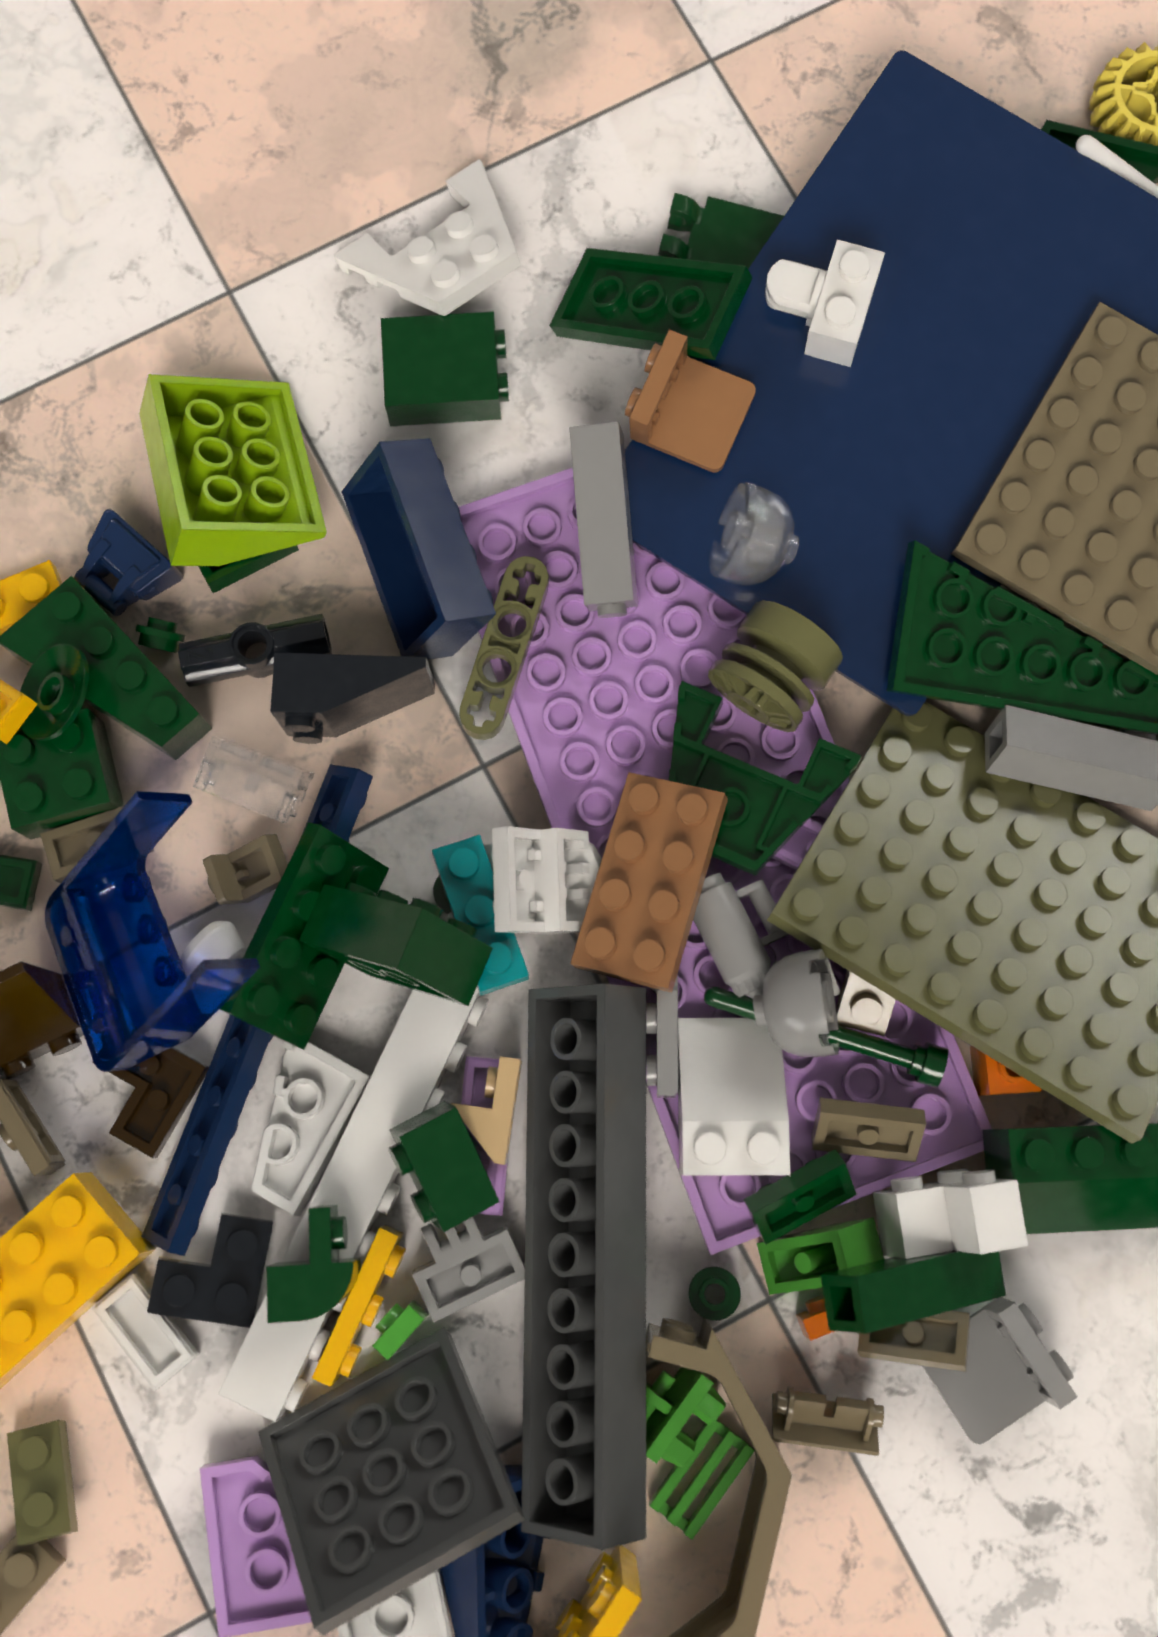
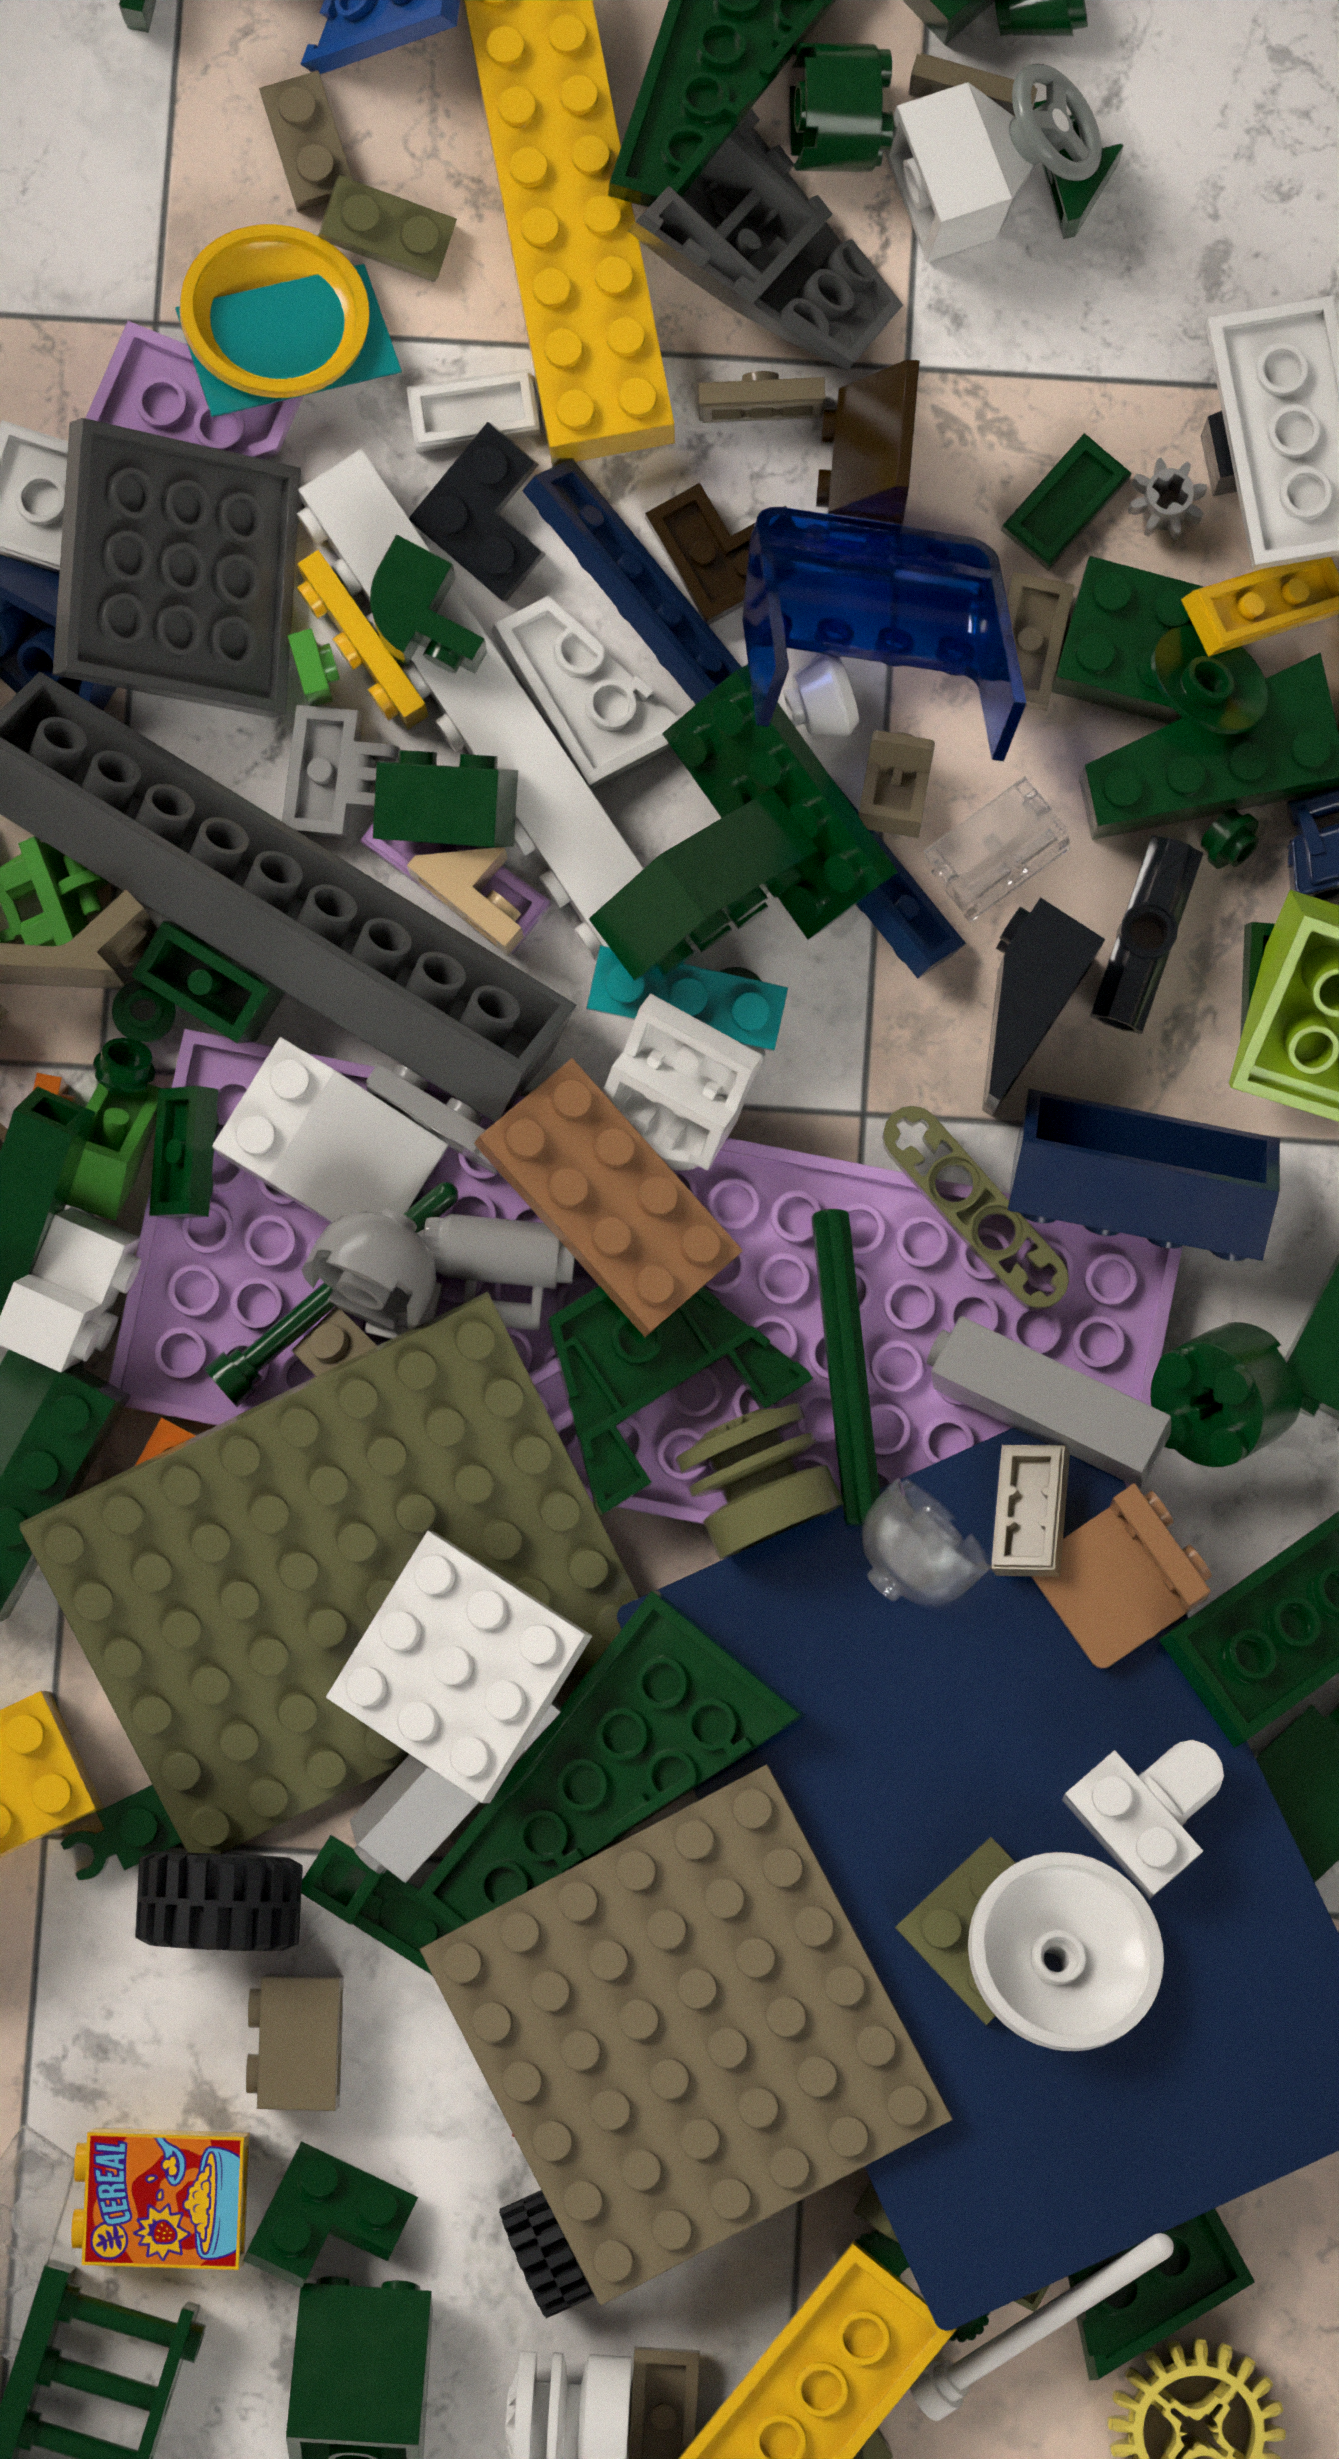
camera: 125 degrees right, 5 degrees up
(124, 1535) = (261, 258): none -> yellow dish
(167, 1504) = (287, 334): none -> teal piece
(528, 421) = (1226, 1394): none -> dark green brick
(659, 664) = (845, 1363): none -> dark green axle
(674, 1258) = (207, 983): none -> dark green brick
(682, 488) = (1030, 1510): none -> plate
(762, 1281) = (124, 1066): none -> dark green plate
(868, 1129) = (206, 1266): dark tan plate -> none
(951, 265) = (1096, 1930): none -> white dish
(970, 379) = (943, 1919): none -> olive plate
(1026, 783) = (458, 1667): none -> white plate

